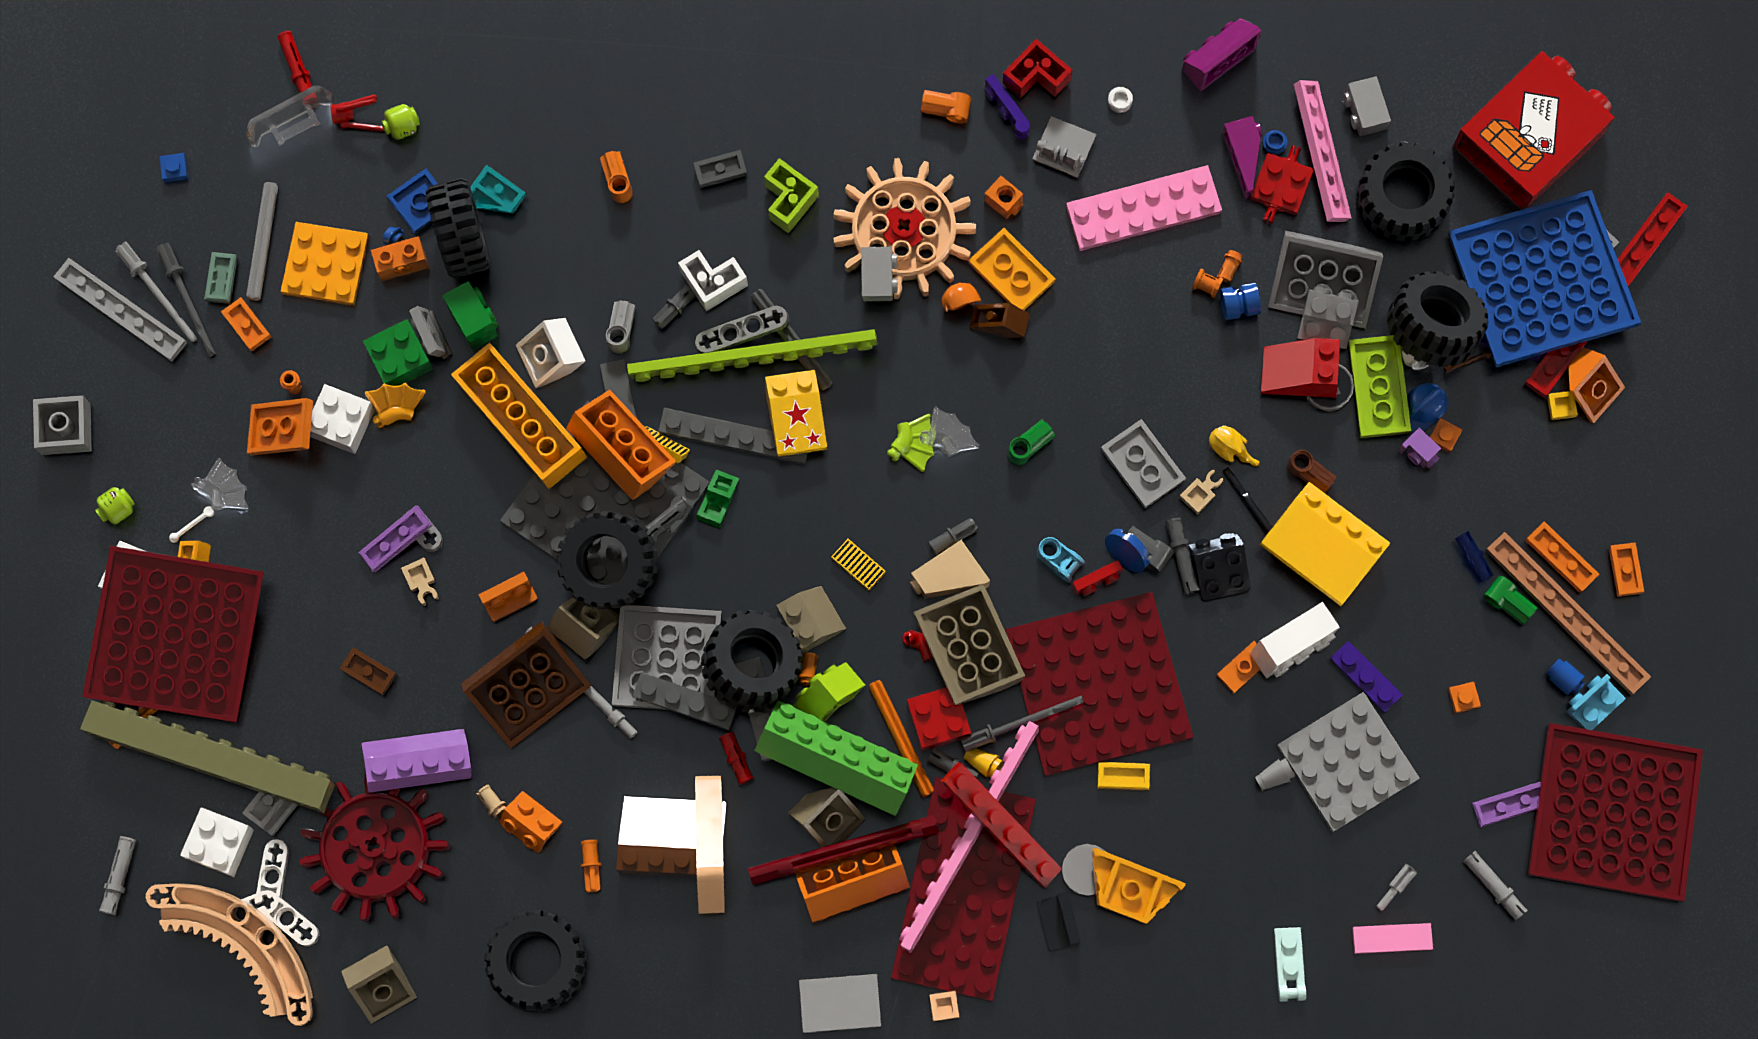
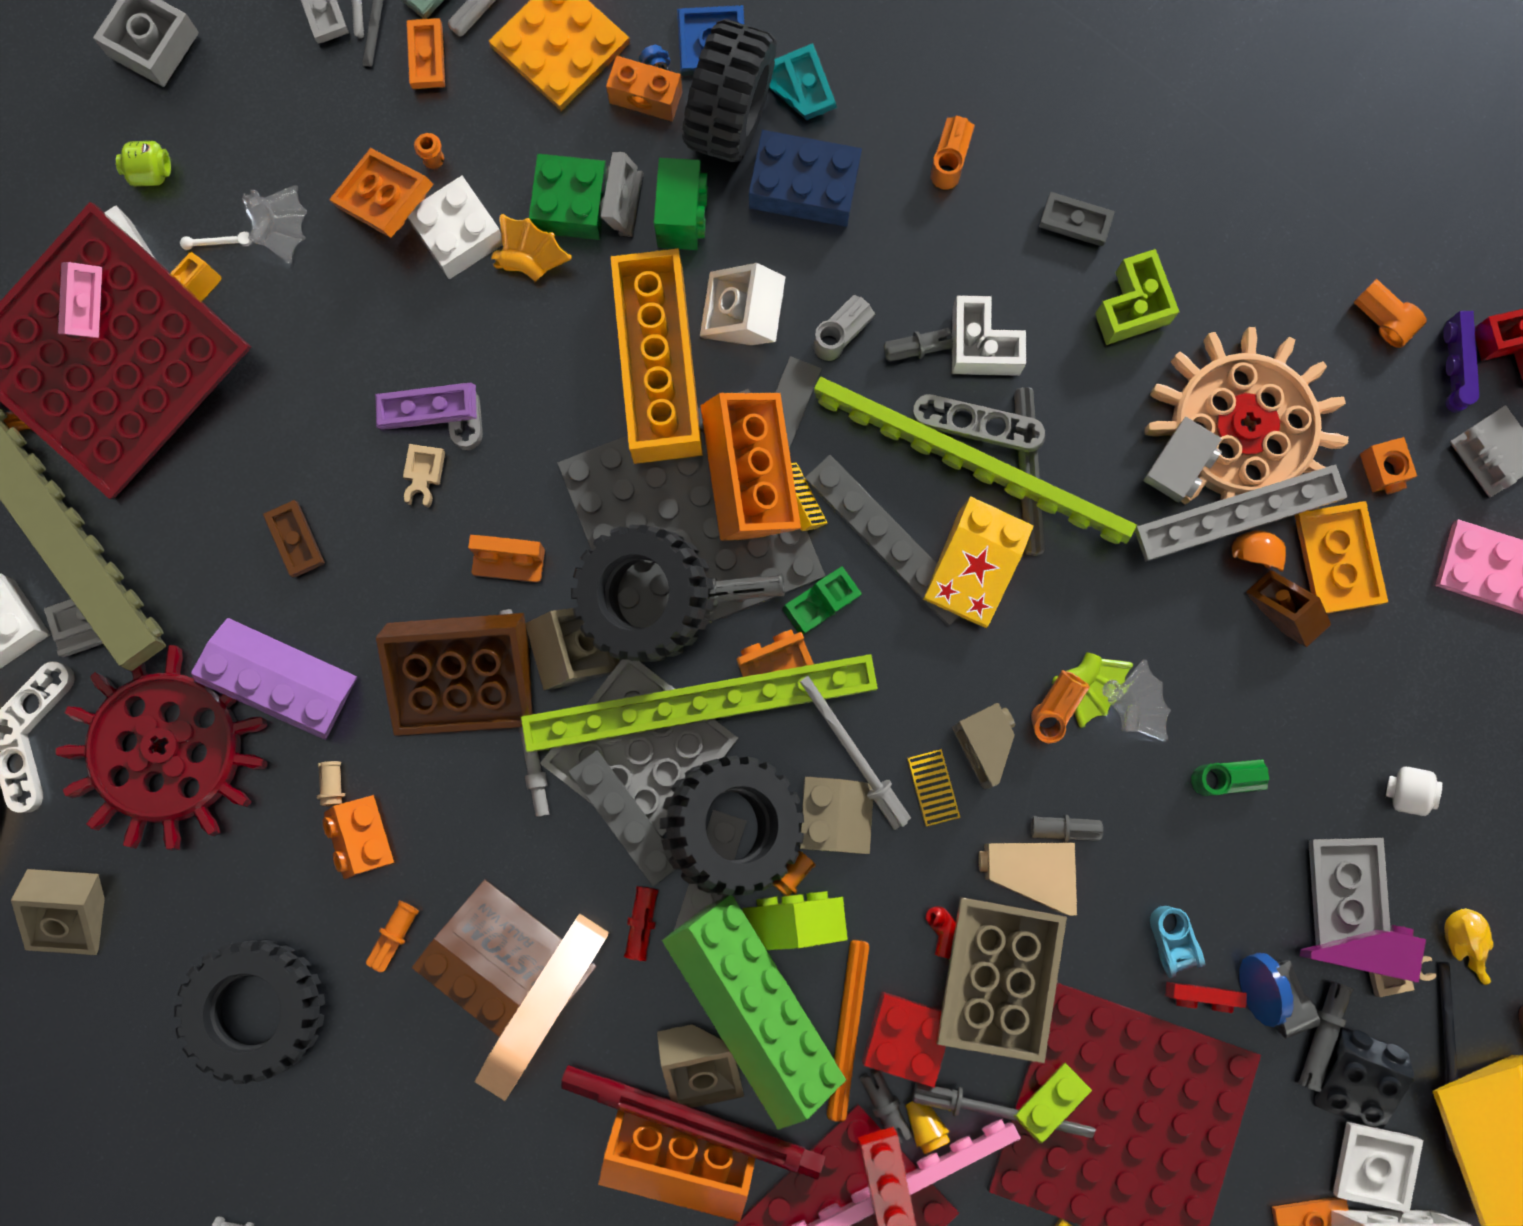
camera: 30 degrees right, 5 degrees up
(145, 608) = (80, 300): none -> bright pink plate
(537, 250) = (804, 178): none -> dark blue brick
(684, 605) = (696, 703): none -> lime plate
(715, 553) = (786, 653): none -> orange bracket
(828, 587) = (881, 791): none -> light grey piece
(869, 515) = (987, 742): none -> dark tan slope
(900, 464) = (1059, 704): none -> orange piece
(932, 283) = (1240, 512): none -> light grey plate
(1046, 697) = (1052, 1103): none -> lime plate
(1142, 380) = (1414, 791): none -> white head
(1179, 486) = (1379, 951): none -> magenta slope
(1259, 610) = (1377, 1167): none -> white plate

